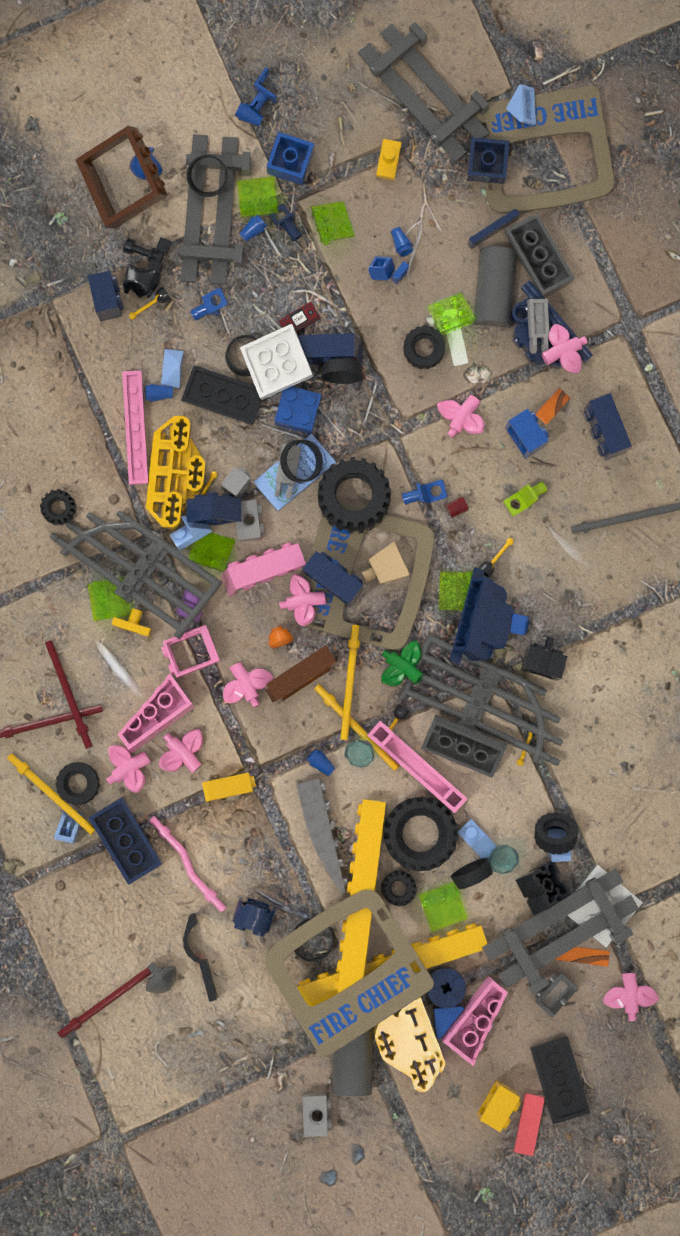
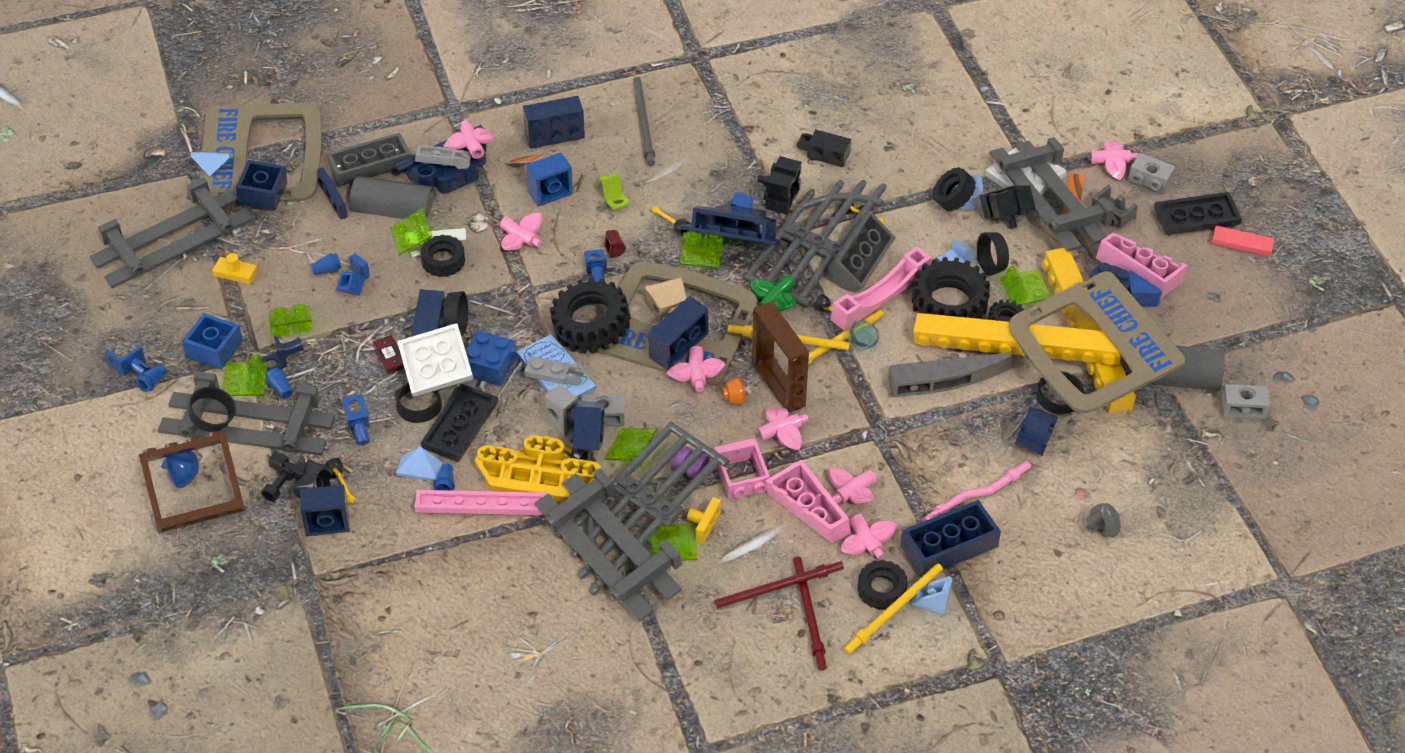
camera: 80 degrees left, 35 degrees down
(52, 497) = (560, 570): black tyre -> none
(67, 584) = (649, 568): none -> dark grey fence
(76, 1023) = (1156, 606): dark red bar -> none
(189, 533) = (608, 460): light blue slope -> none
(204, 964) = (1091, 483): black piece -> none
(228, 786) = (894, 447): yellow slope -> none
(262, 568) = (657, 396): bright pink wedge -> none
(318, 456) = (548, 344): black tyre -> none
(320, 762) = (869, 371): blue cone -> none
(406, 1048) = (1175, 310): yellow connector -> none
(498, 1106) = (1226, 252): yellow brick -> none
(503, 858) = (972, 230): clear light blue hair -> none
(609, 702) = (825, 147): none -> black brick
(609, 1046) = (1151, 173): none -> light grey brick

